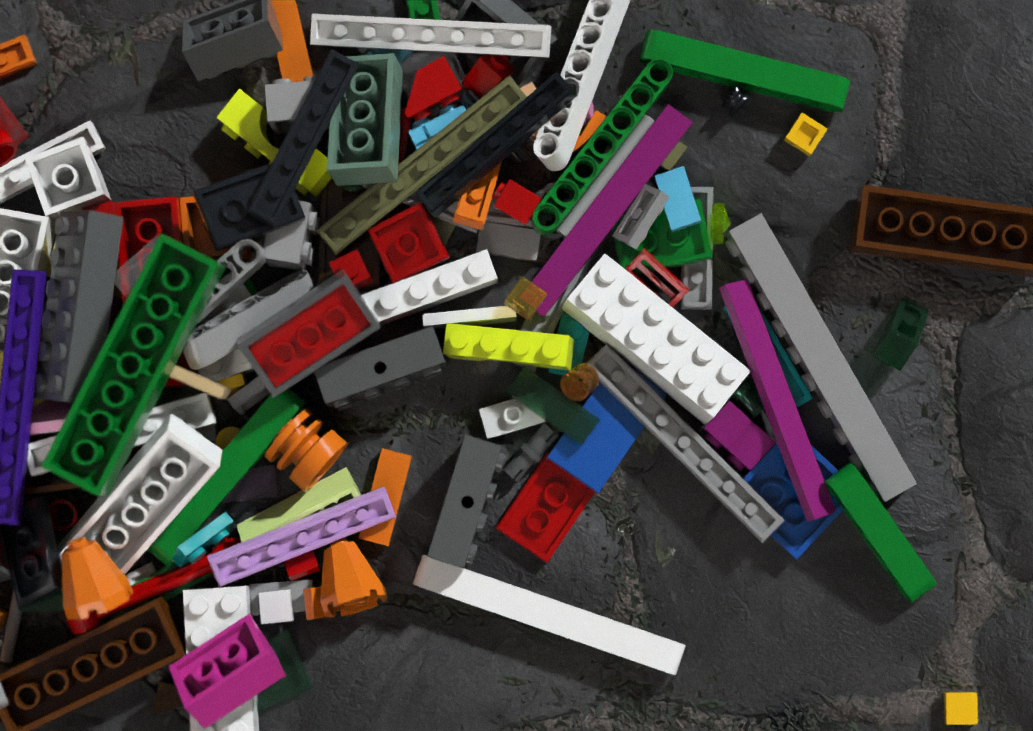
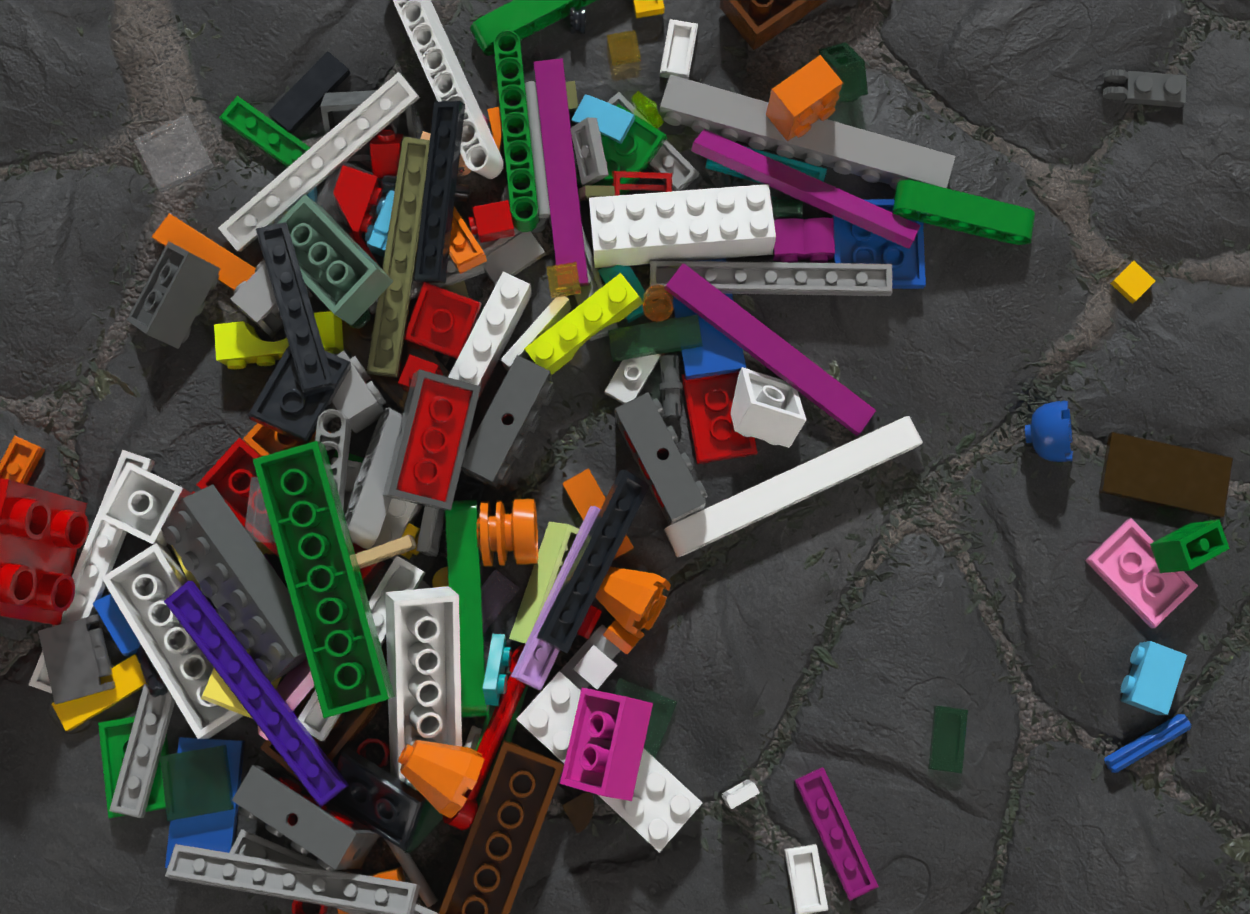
camera: 45 degrees left, 5 degrees down
(345, 530) = (593, 561): none -> black plate
(584, 538) = (766, 408): none -> white slope
(616, 253) = (595, 191): none -> olive tile
(629, 496) = (770, 349): none -> magenta tile
(751, 154) = (623, 48): none -> clear yellow tile
(792, 196) = (678, 49): none -> white tile
(837, 333) = (804, 98): none -> orange brick

